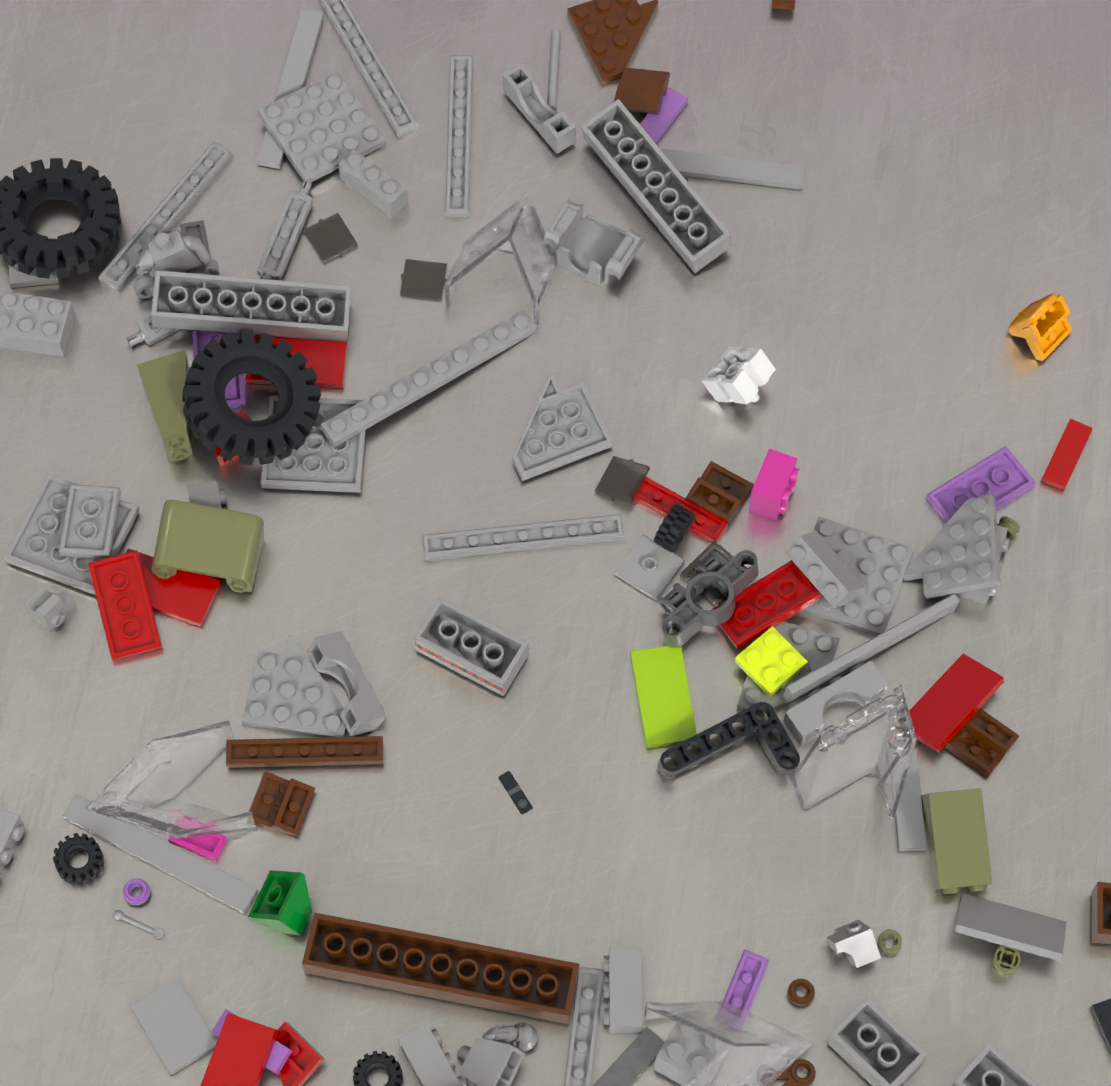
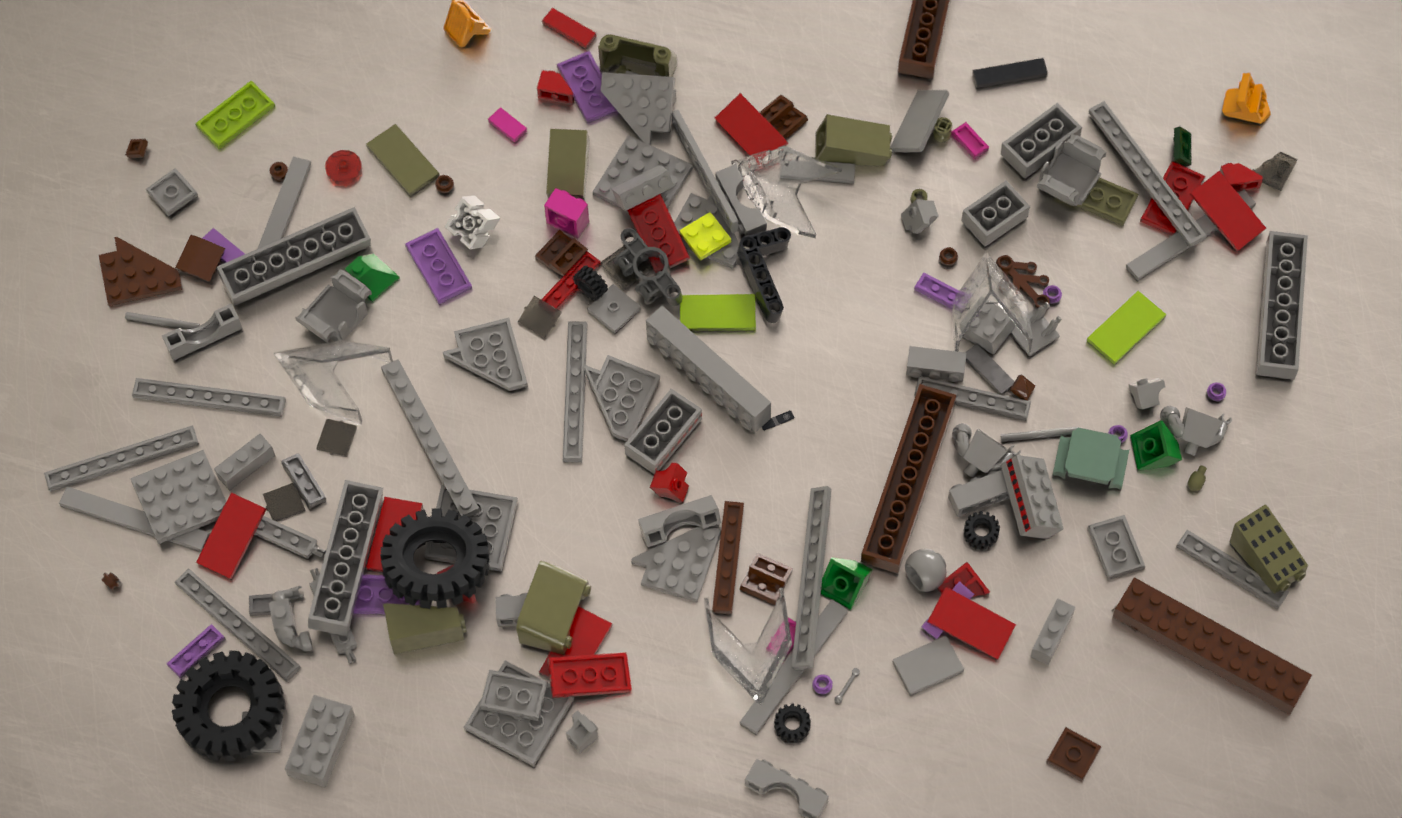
camera: 80 degrees left, 0 degrees up
(130, 179) = (195, 651): none -> medium lavender tile
(208, 77) = (111, 580): none -> reddish brown plate
(274, 186) = (231, 535): none -> red tile
(282, 857) = (811, 578): none -> light grey plate
(304, 1004) = (926, 569): none -> light grey wheel
(359, 252) = (303, 480): none -> flat silver tile
(399, 666) = (670, 483): none -> red brick
(522, 593) = (622, 394): none -> light grey wing
(566, 688) = (708, 370): none -> light grey brick
(650, 278) = (372, 273): none -> green slope
(678, 353) = (438, 266): none -> medium lavender tile
(729, 46) = (171, 192): none -> light grey plate
(785, 148) = (279, 175): none -> reddish brown plate
(798, 335) = (444, 179): none -> reddish brown plate
(801, 234) = (346, 174): none -> clear red plate
(825, 289) = (402, 159): none -> olive tile
(850, 478) = (568, 161): none -> olive slope
(854, 95) = (235, 114): none -> lime tile
(901, 401) = (507, 124): none -> dark pink tile
(968, 445) = (554, 88): none -> red slope
(998, 1005) = (970, 140): none -> dark pink tile
(1036, 566) = (616, 48): none -> olive windscreen

